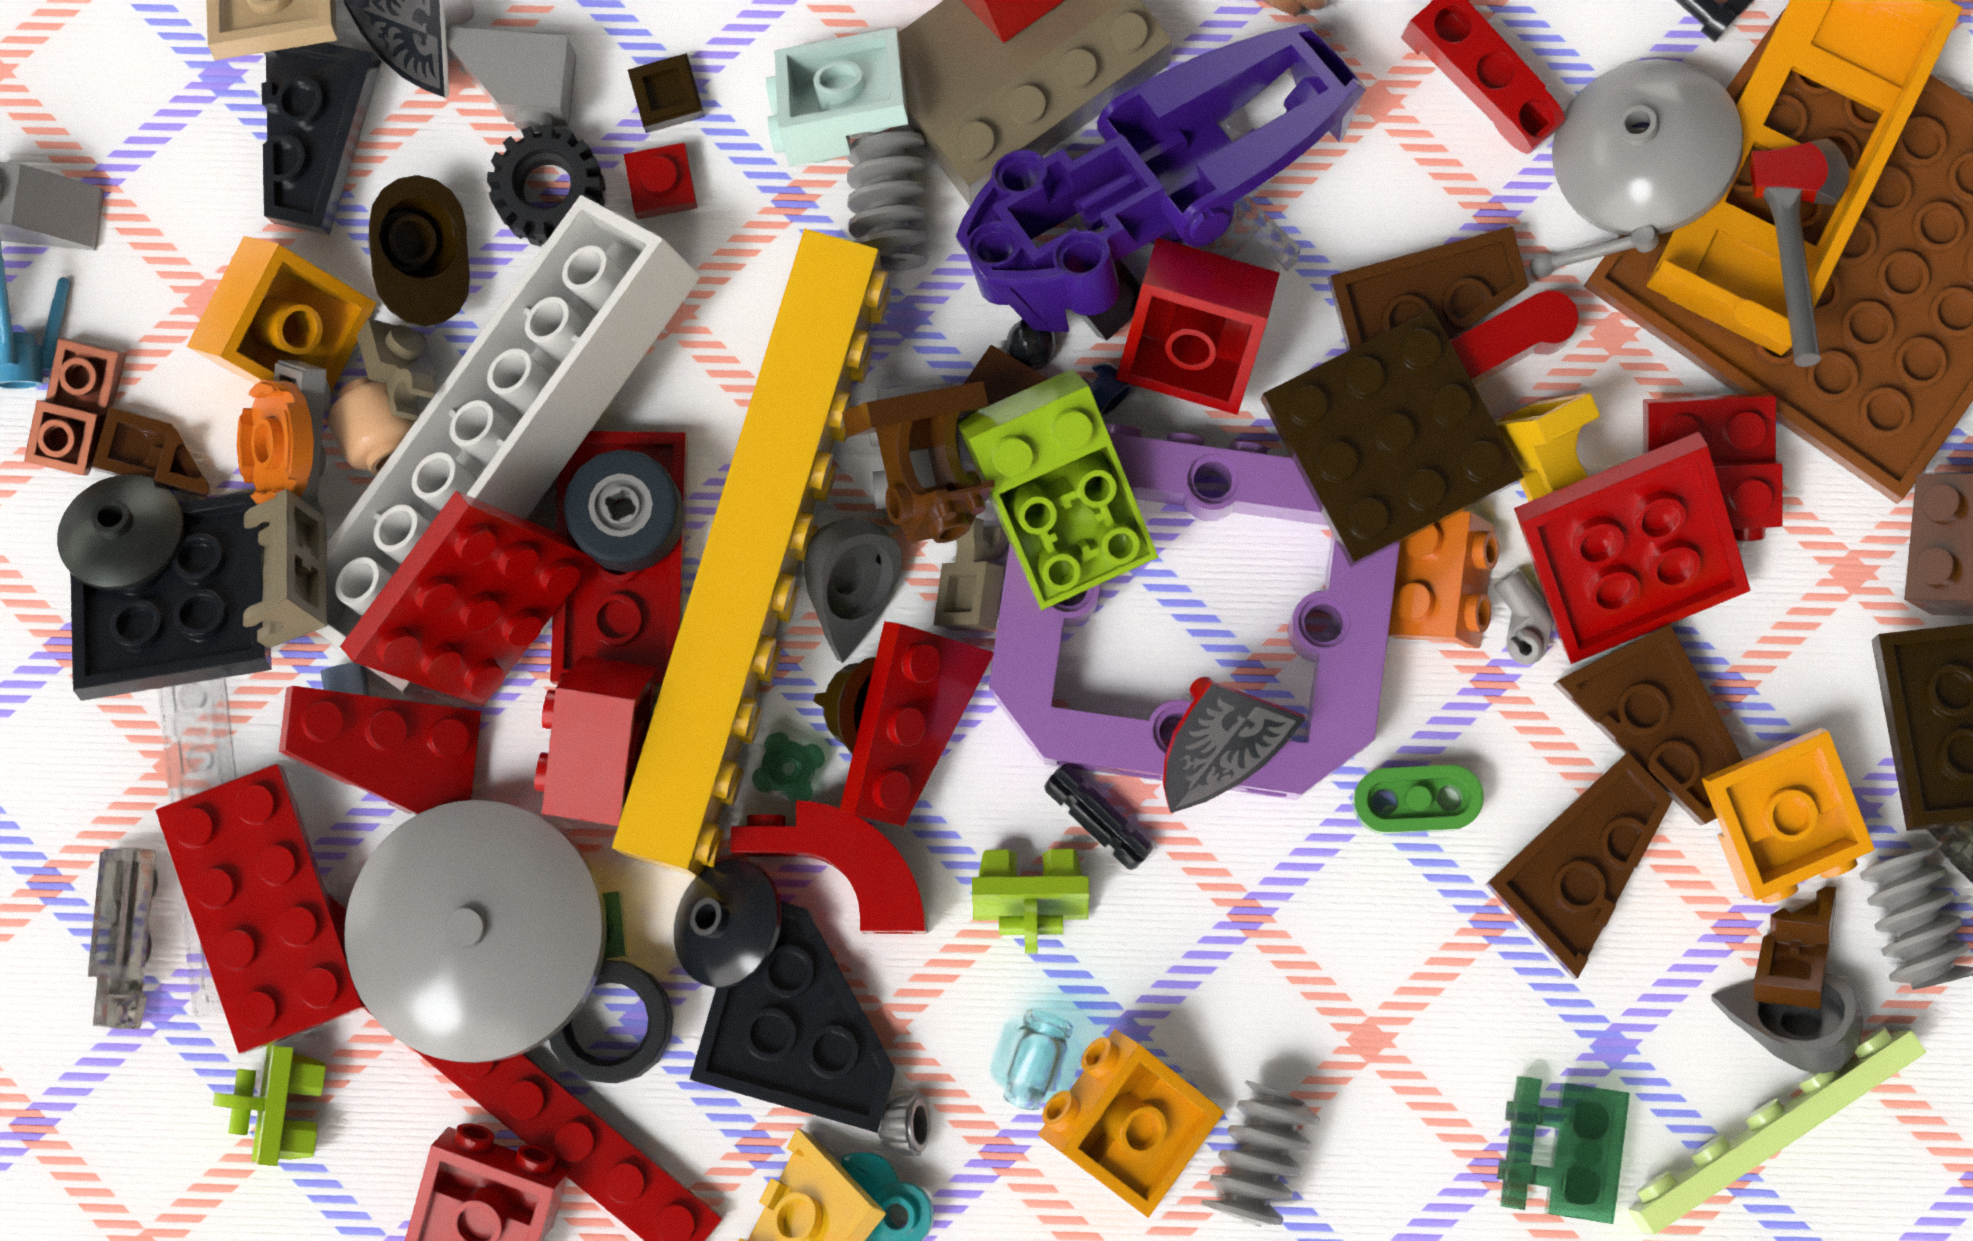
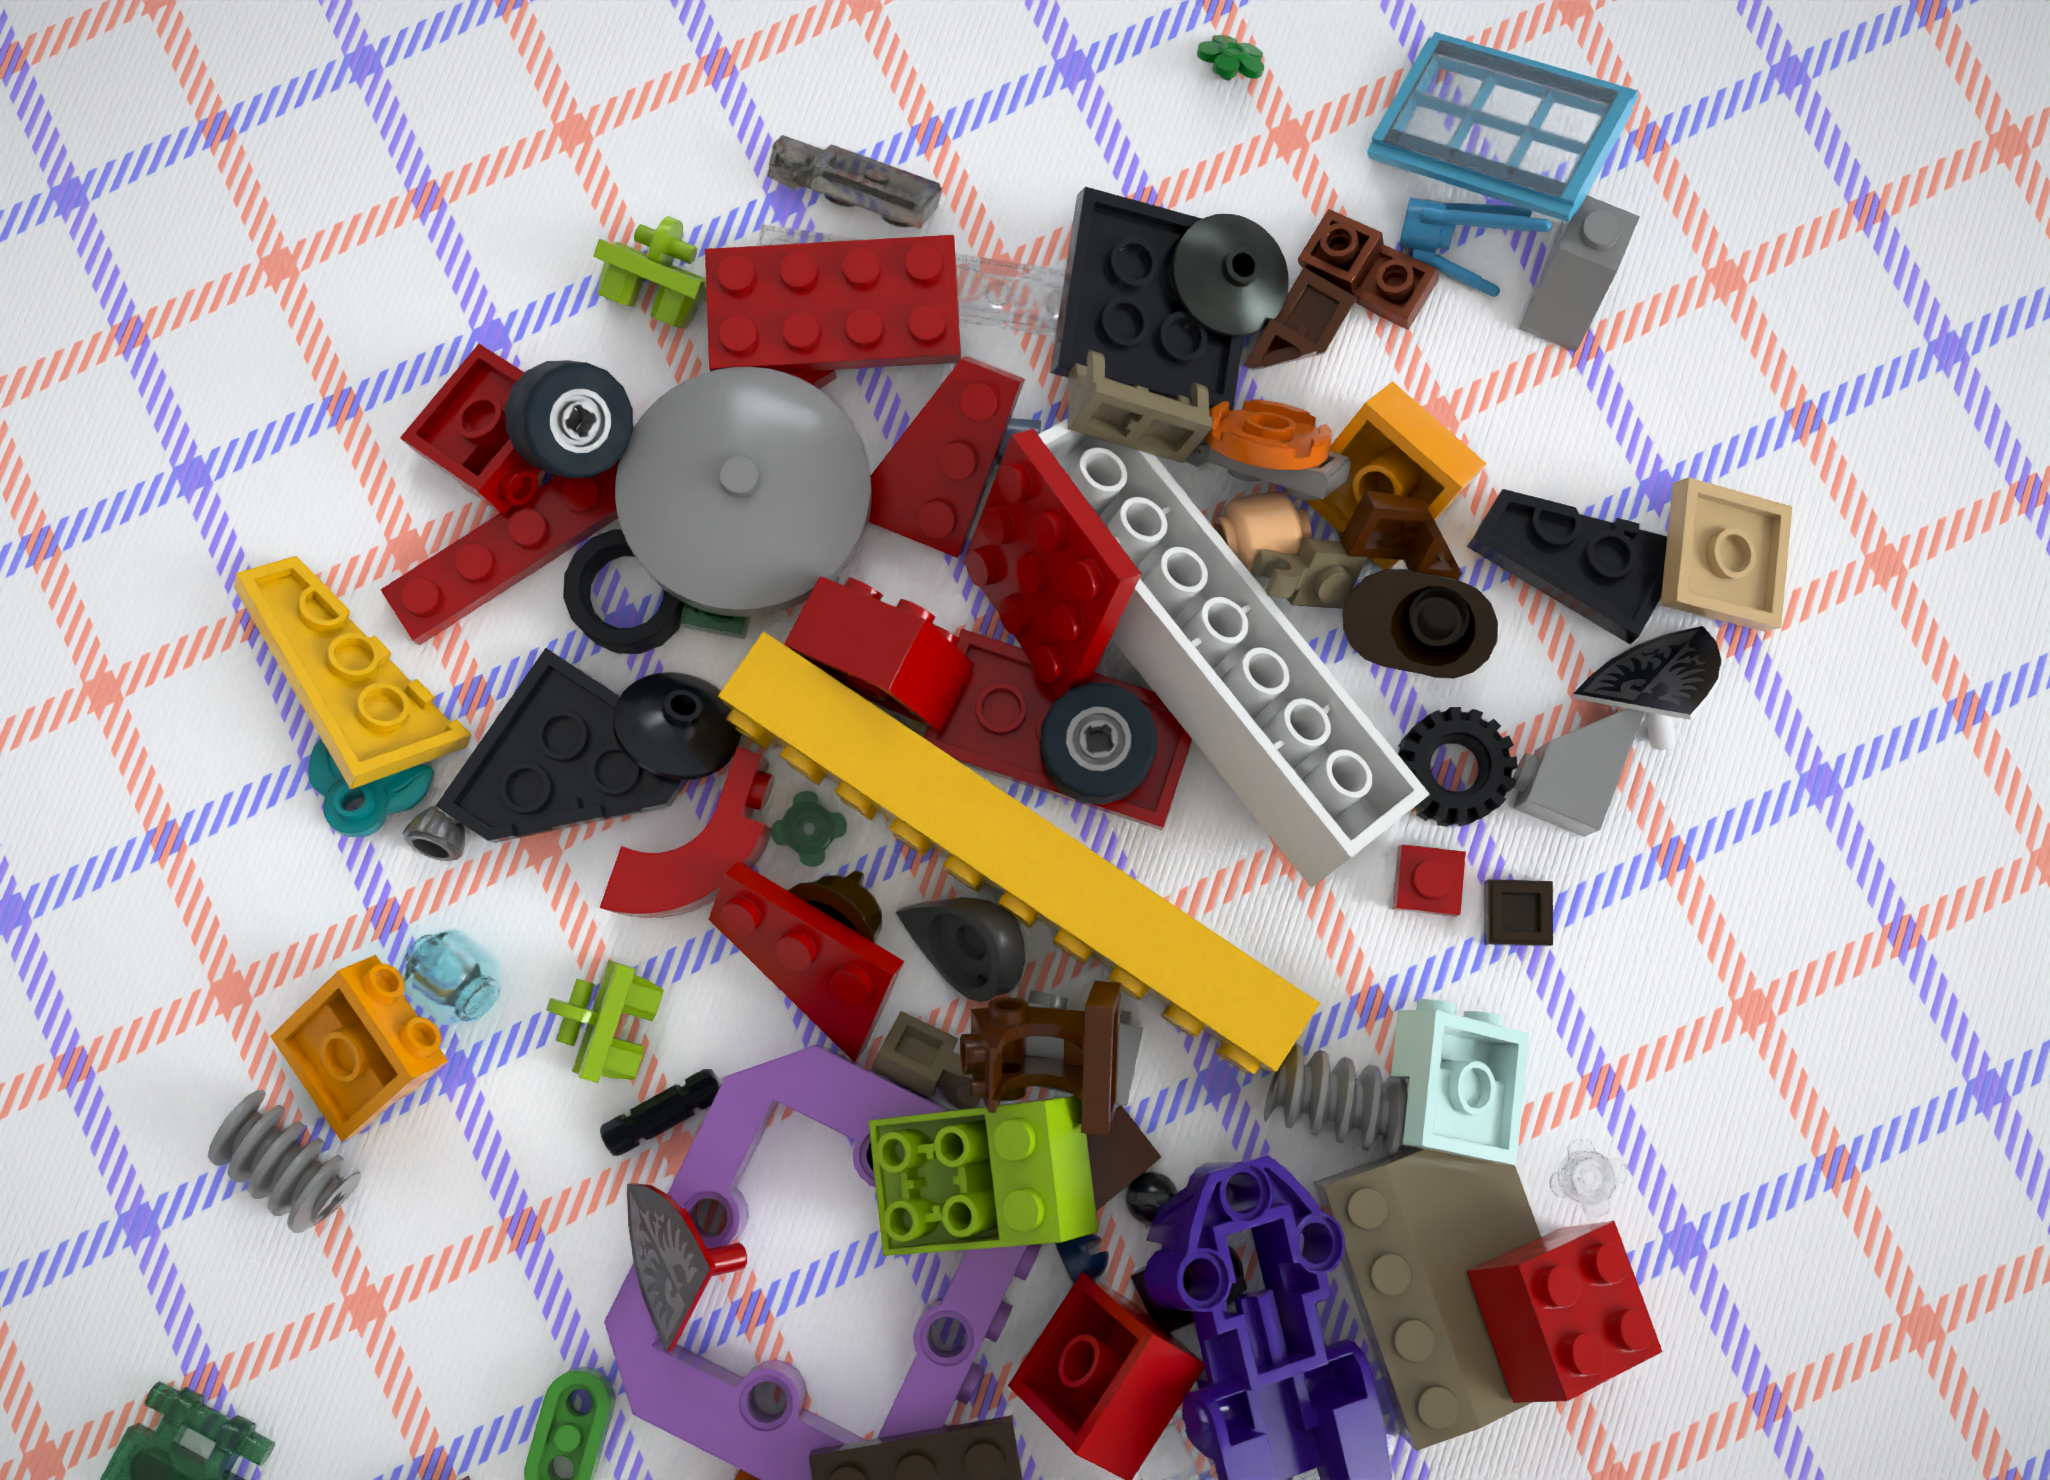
camera: 105 degrees right, 0 degrees up
(334, 294) = (1399, 530): none -> reddish brown slope
(454, 1120) = (543, 418): none -> black wheel

